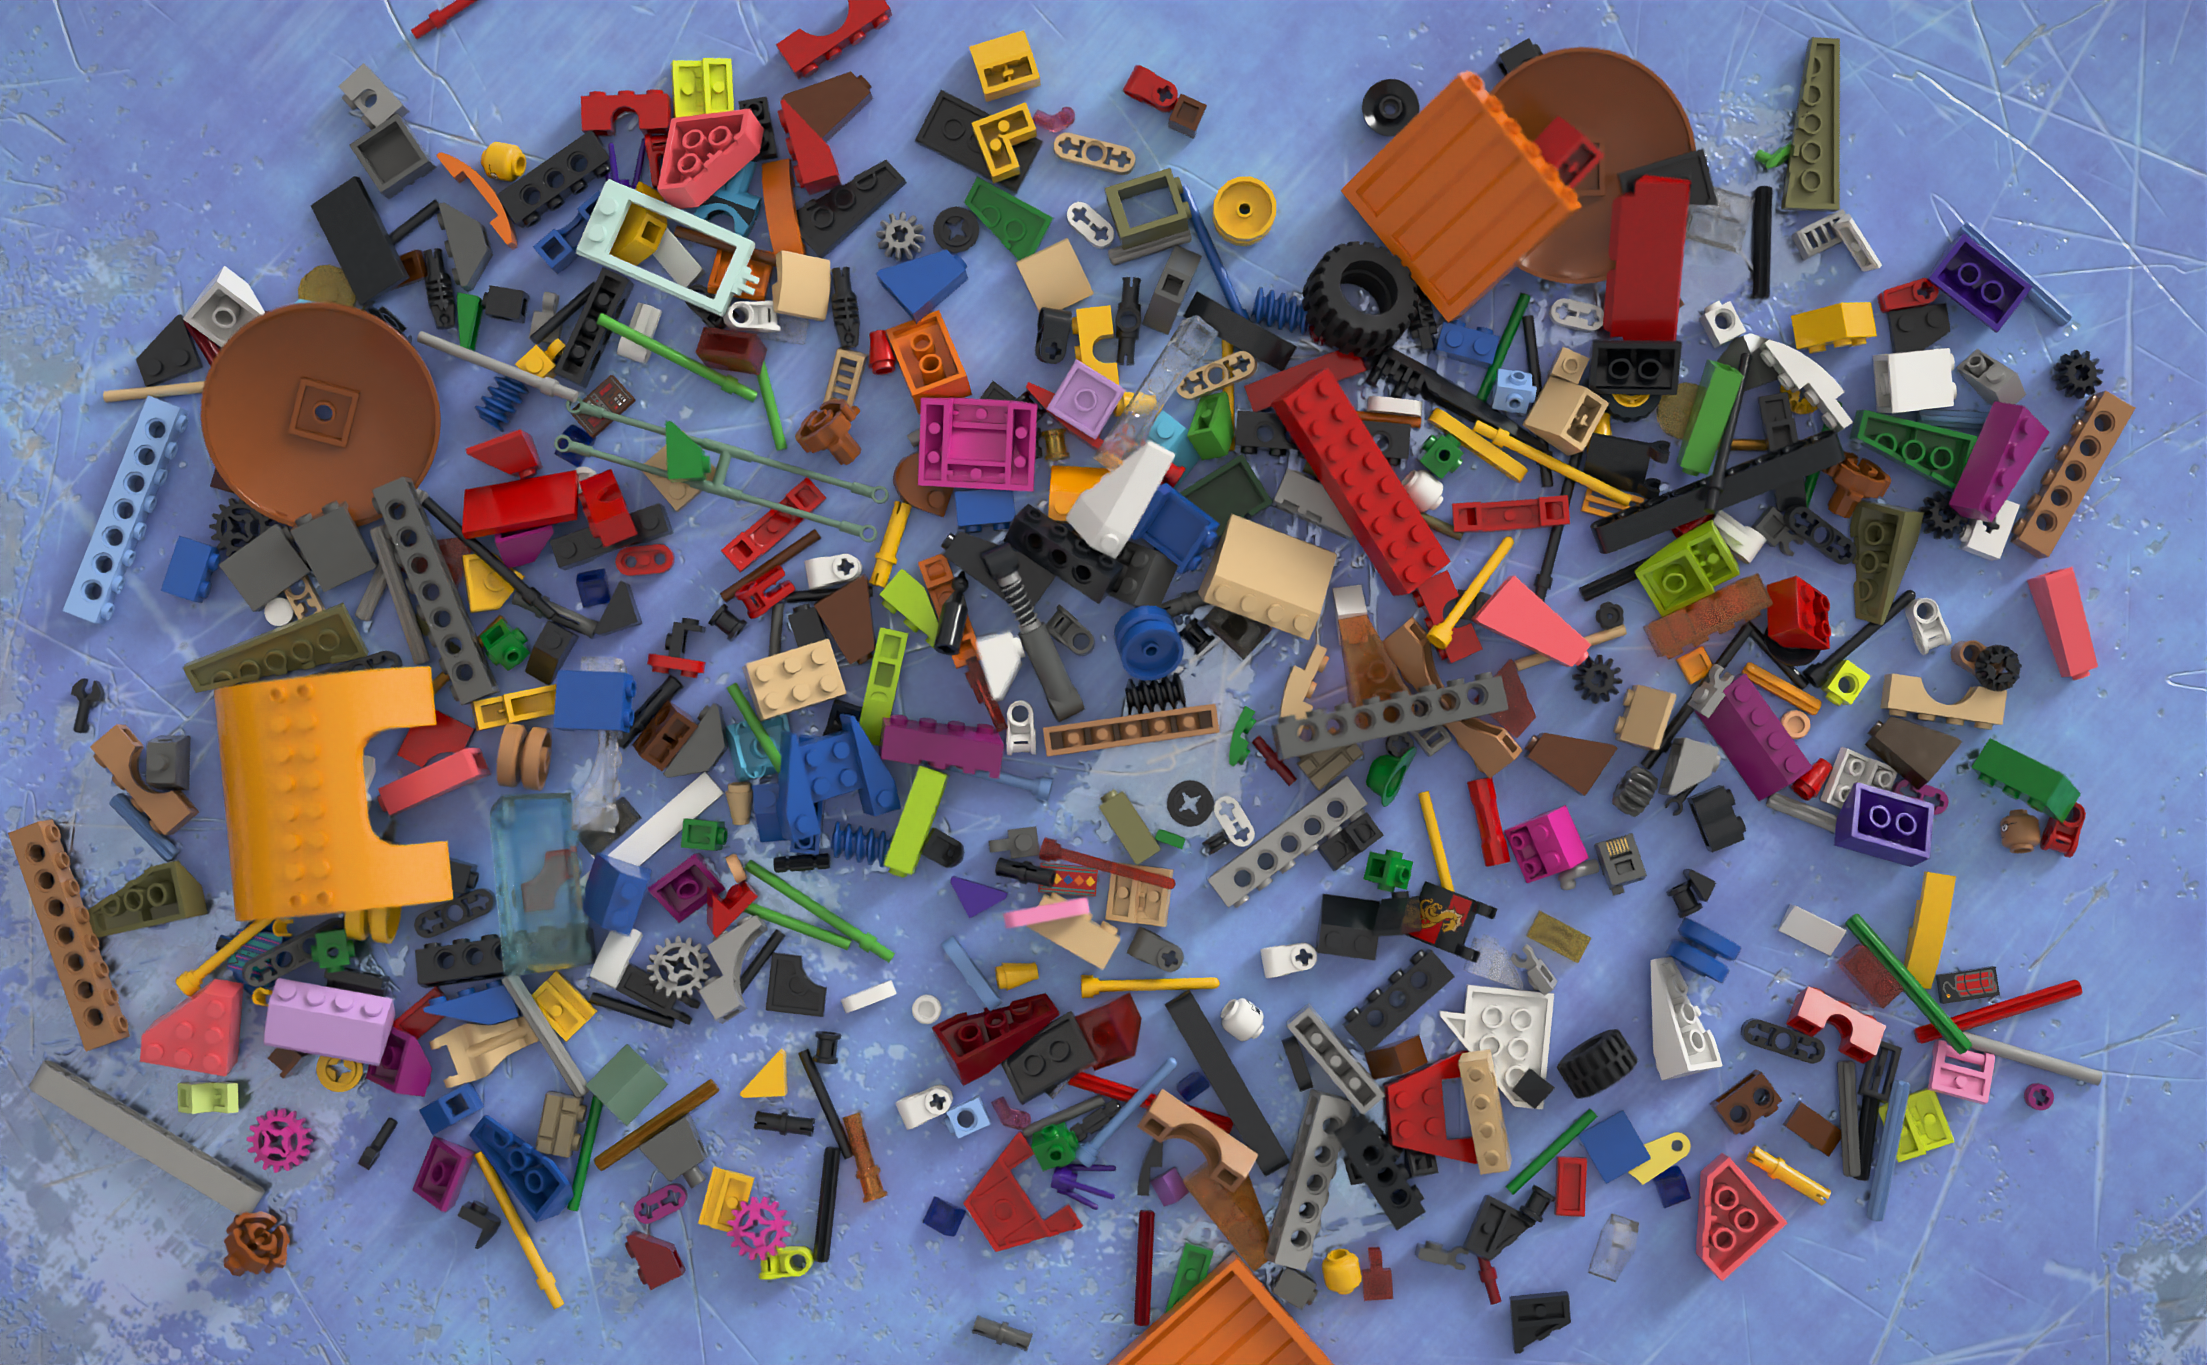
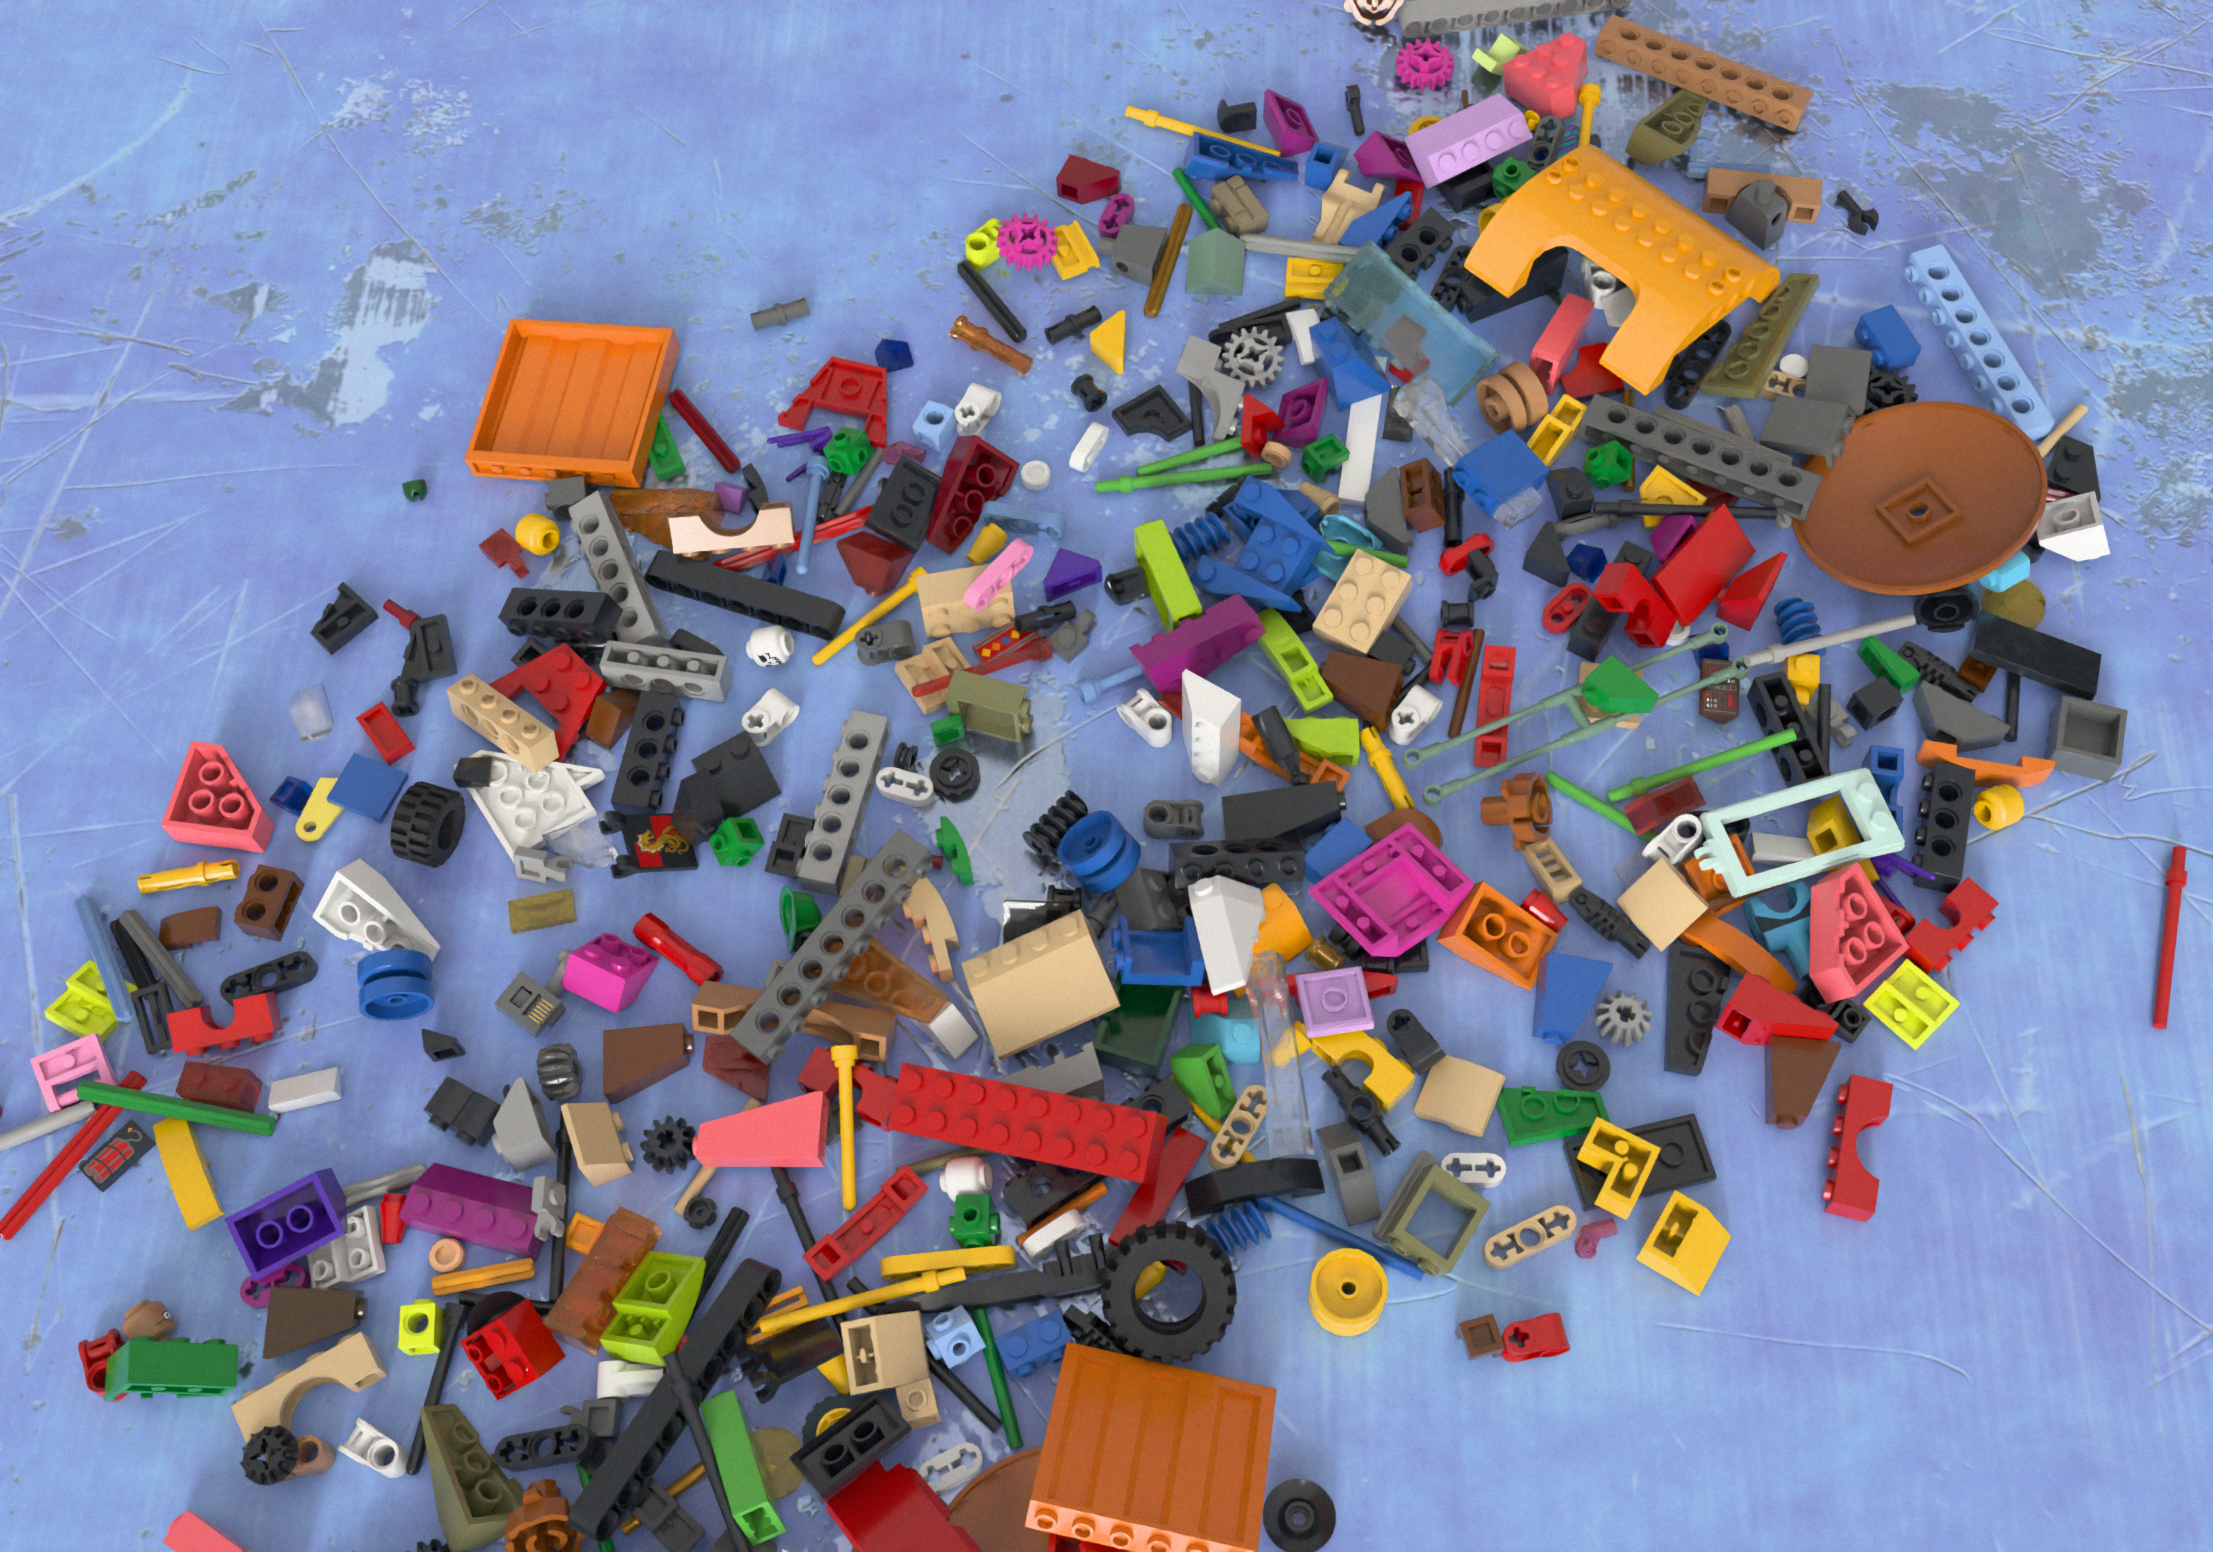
camera: 145 degrees right, 25 degrees down
(365, 84) = (2167, 778): light grey brick -> none
(644, 321) = (1751, 771): white piece -> none
(826, 1103) = (1056, 362): black bar -> none
(1034, 635) = (1134, 764): piece -> none
(1131, 730) = (1061, 771): medium nougat brick -> none
(1433, 1252) = (465, 600): dark grey plate -> none
(1435, 840) = (713, 903): yellow bar -> none
(1551, 1151) = (424, 739): green bar -> none
(1684, 899) = (445, 1022): black bush -> none

